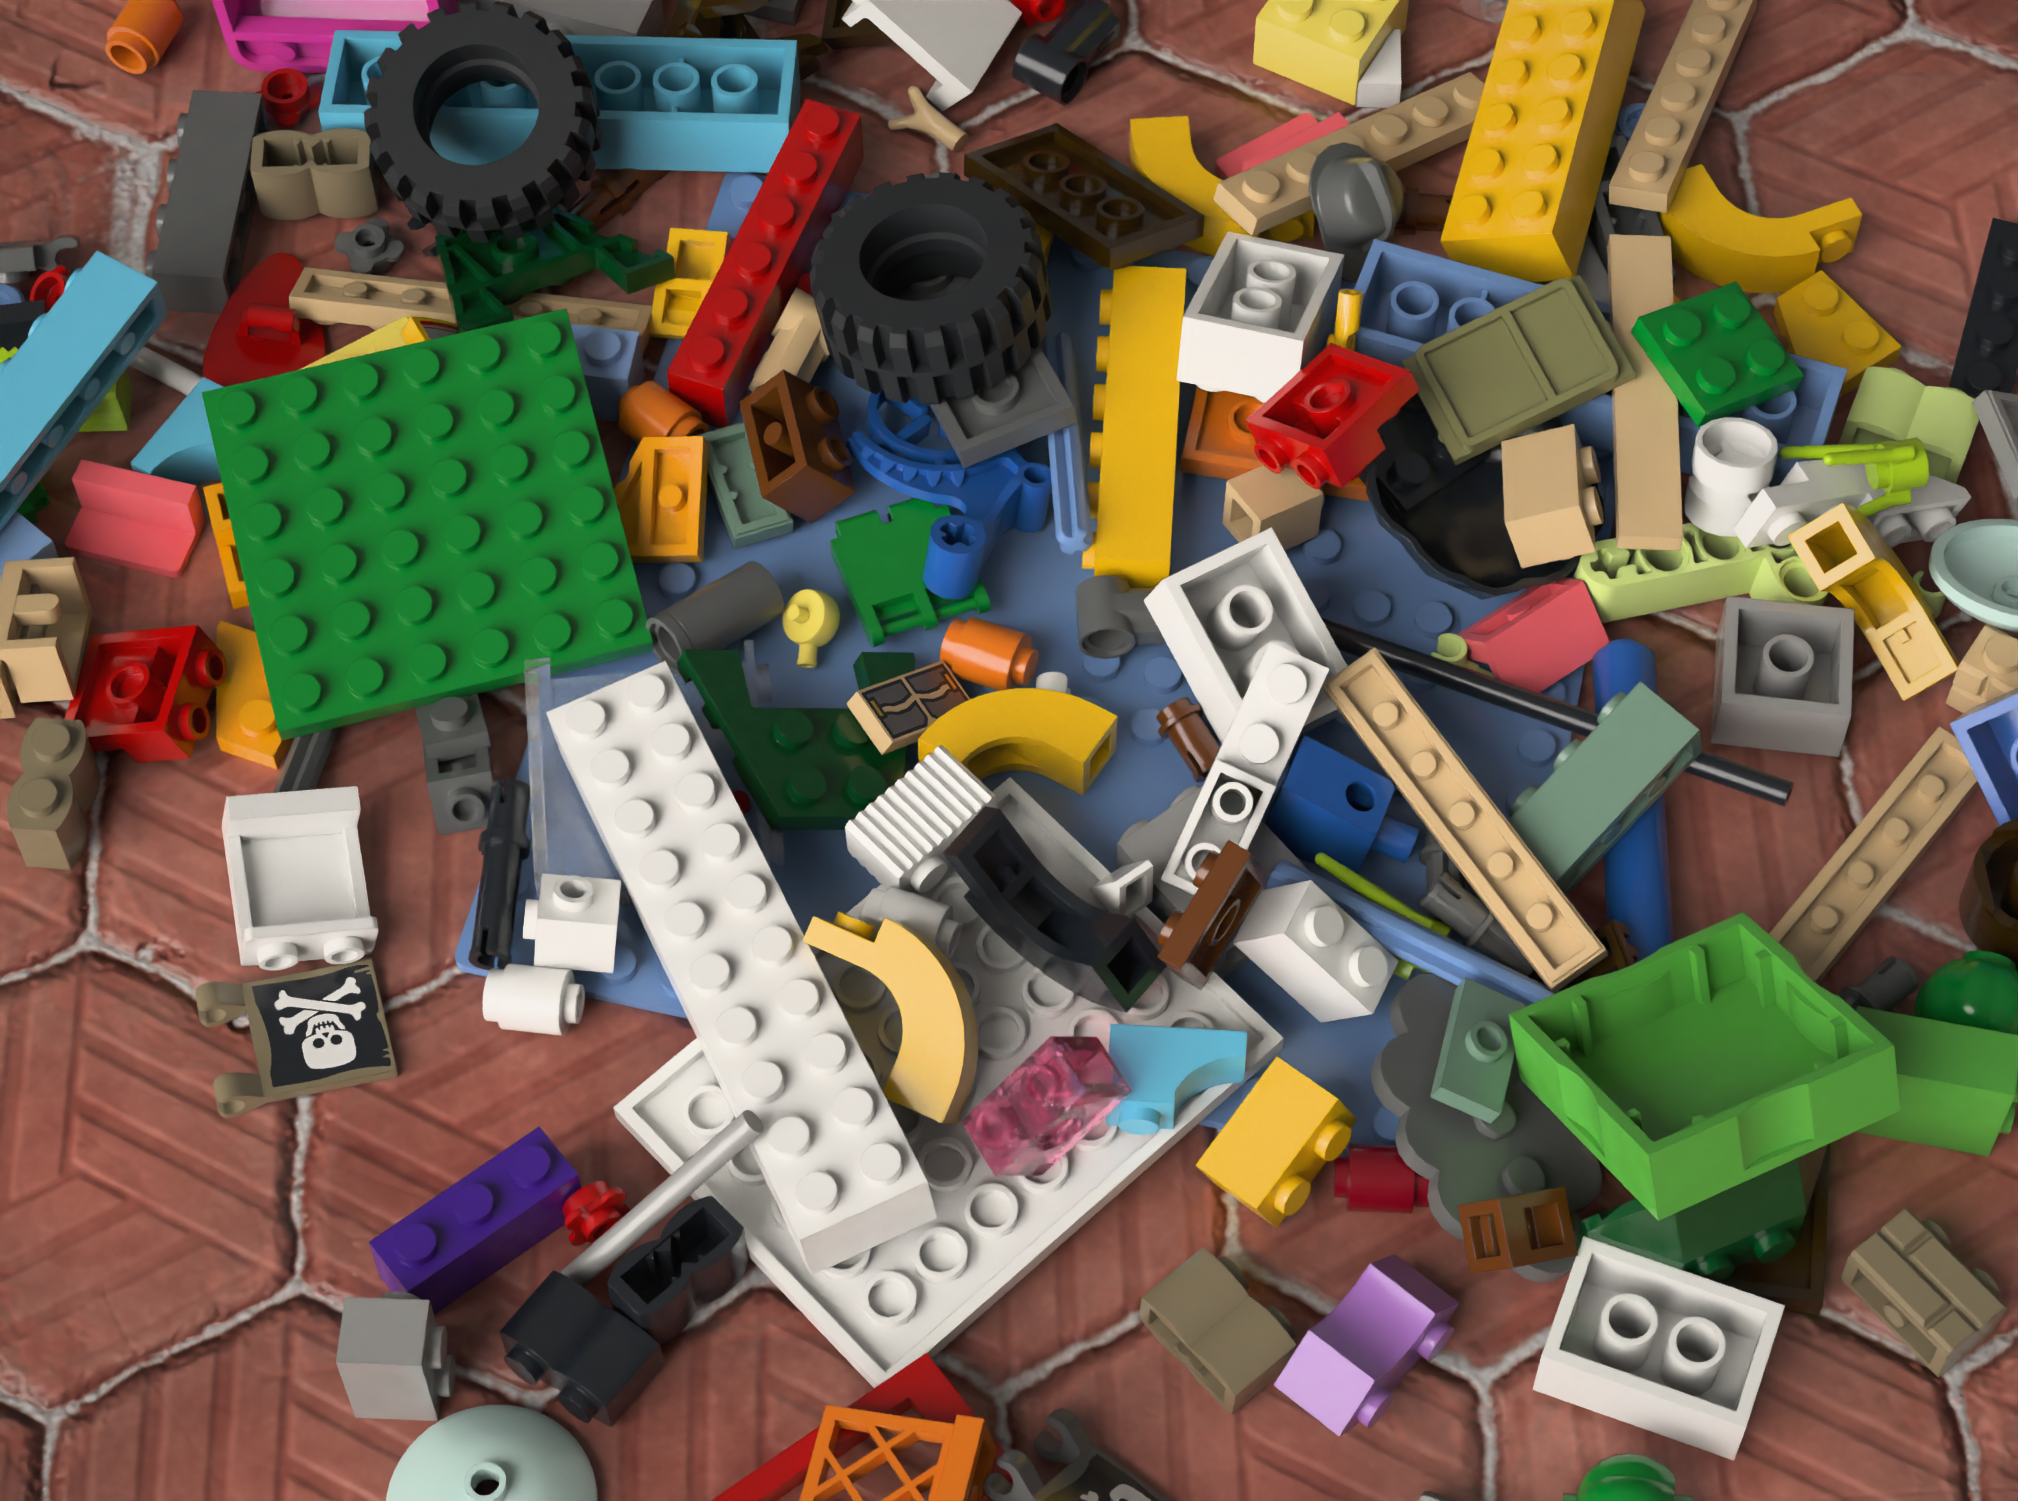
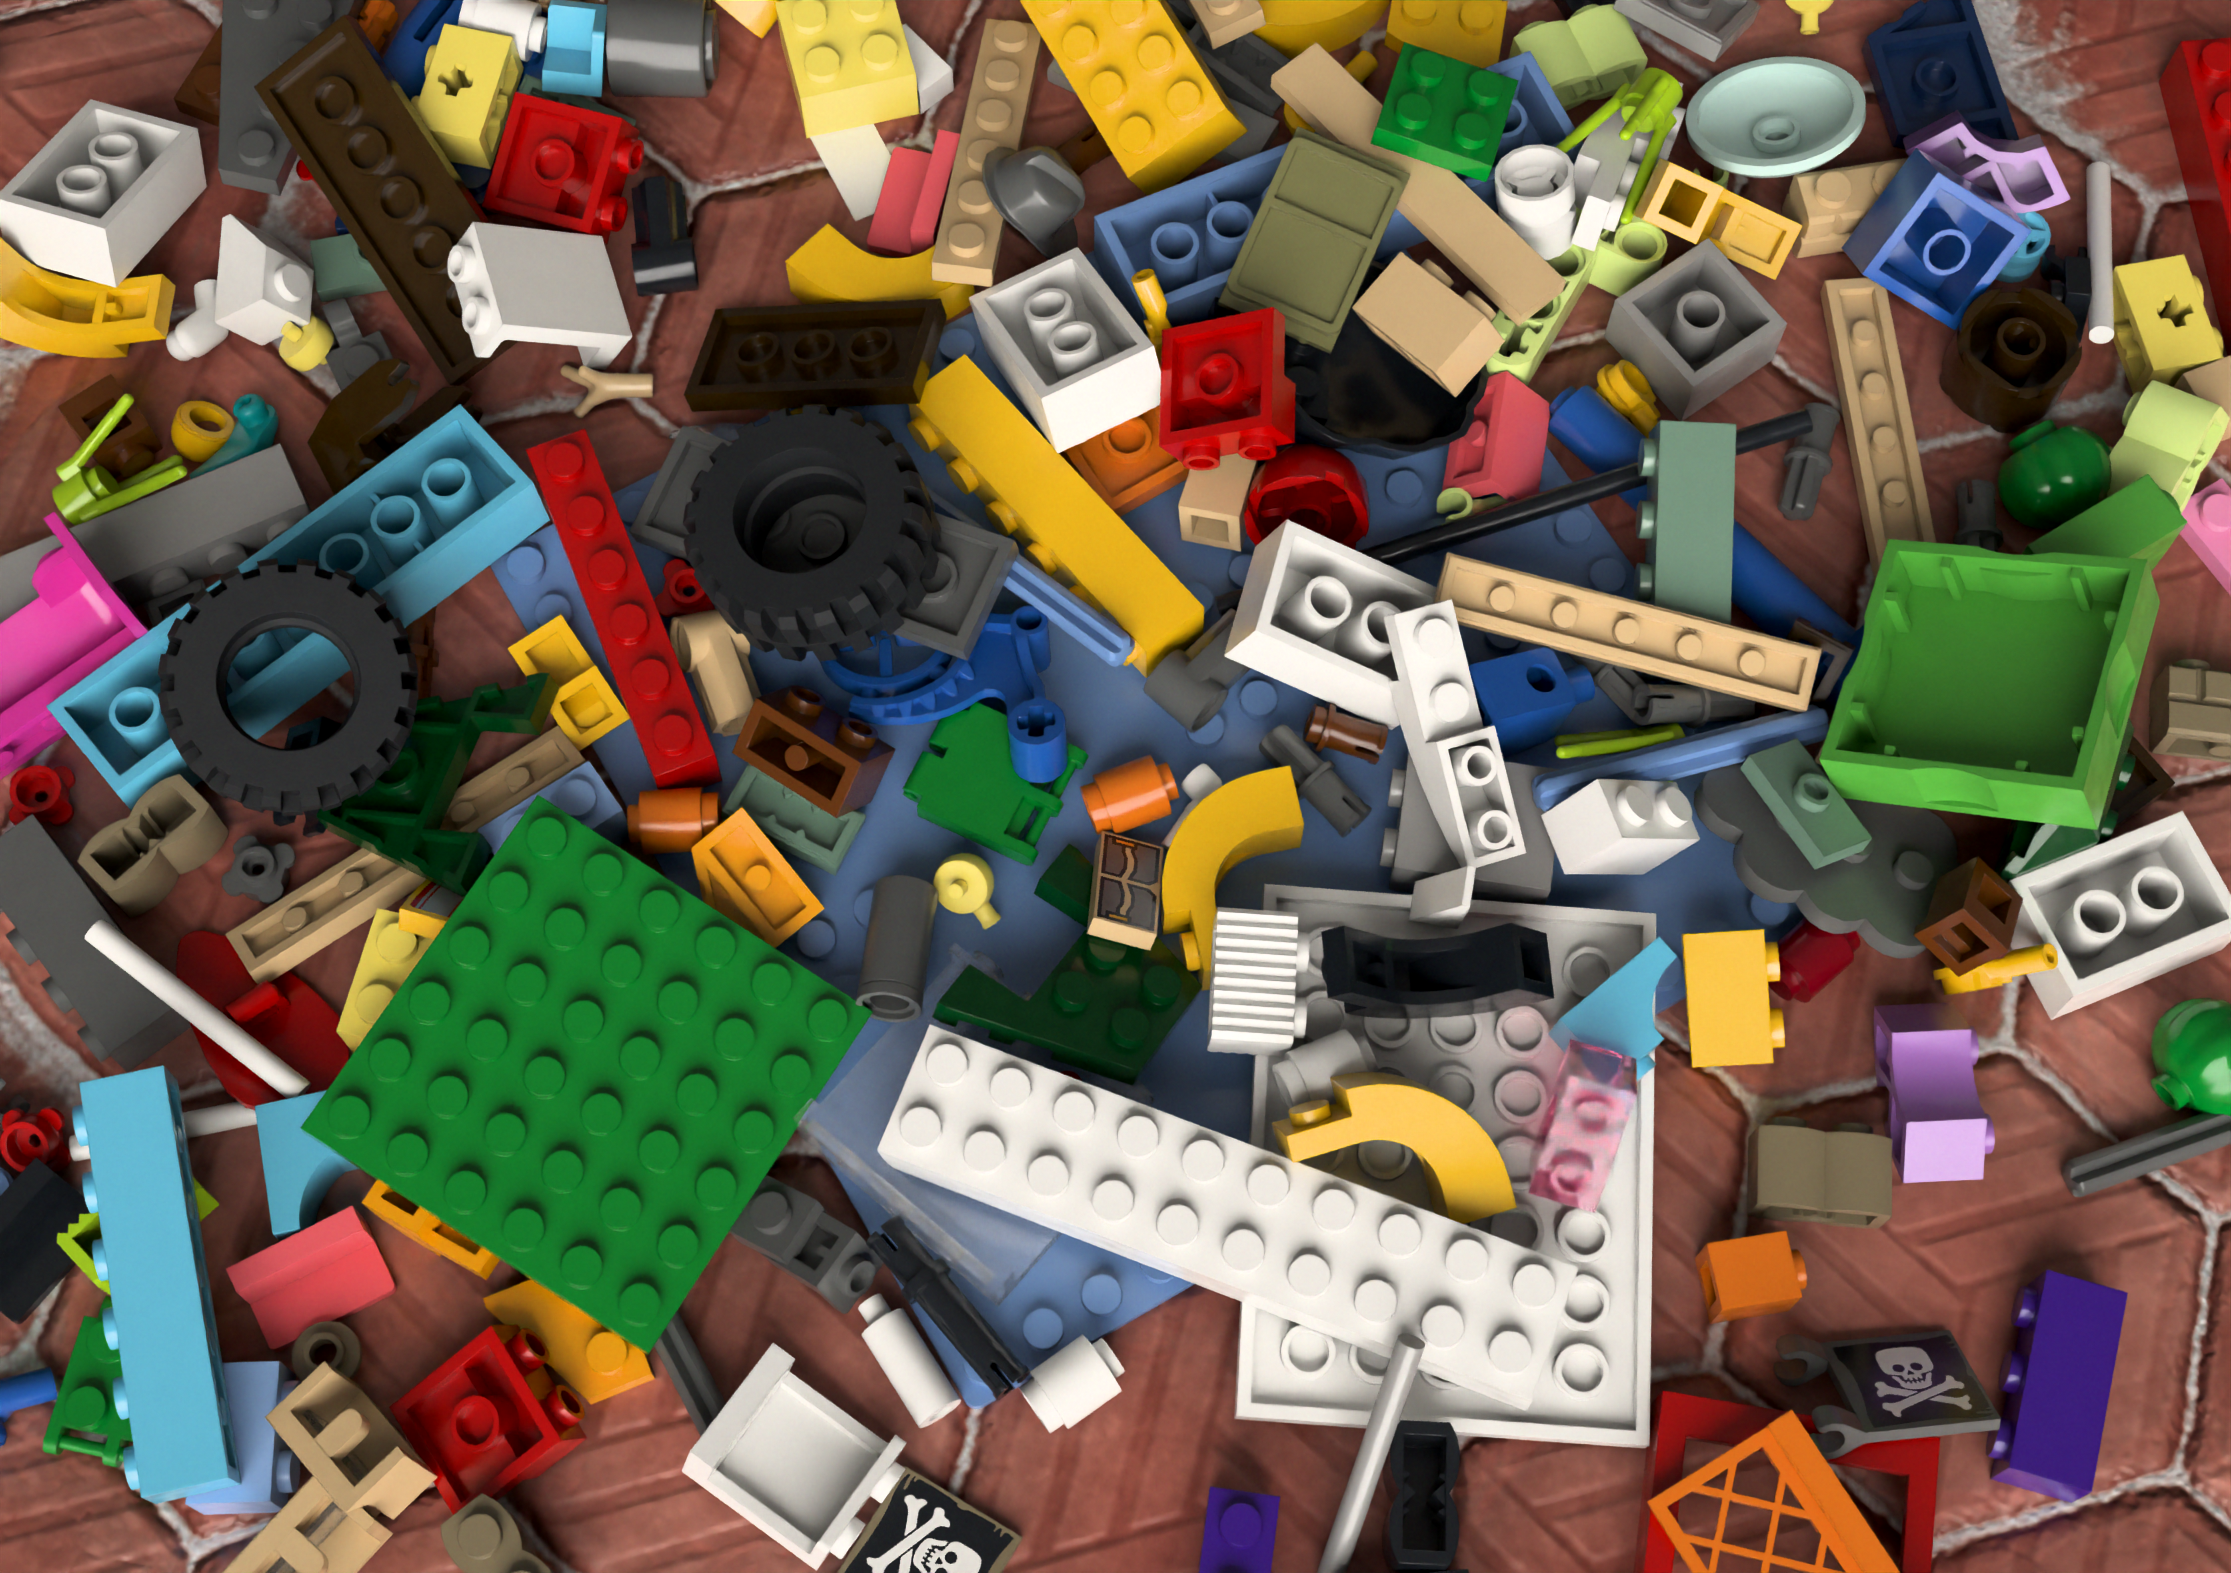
camera: 45 degrees left, 10 degrees up
(106, 581) = (347, 1344): none -> dark tan plate
(229, 281) = (196, 1010): none -> white bar
(441, 894) = (907, 1362): none -> white cylinder
(574, 922) = (1056, 1295): white brick -> none
(593, 1211) = (1301, 1509): red plate -> none
(1086, 1349) = (1750, 1276): none -> orange brick
(1136, 753) = (1315, 780): none -> dark grey axle
(1200, 935) = (1559, 869): reddish brown plate -> none
(1268, 103) = (856, 164): none -> white sticker
(1336, 554) = (1311, 488): none -> red cylinder
(1506, 1298) = (1999, 971): none -> yellow plate
(1685, 682) = (1629, 394): none -> yellow plate
(1781, 846) = (1808, 464): none -> dark grey axle

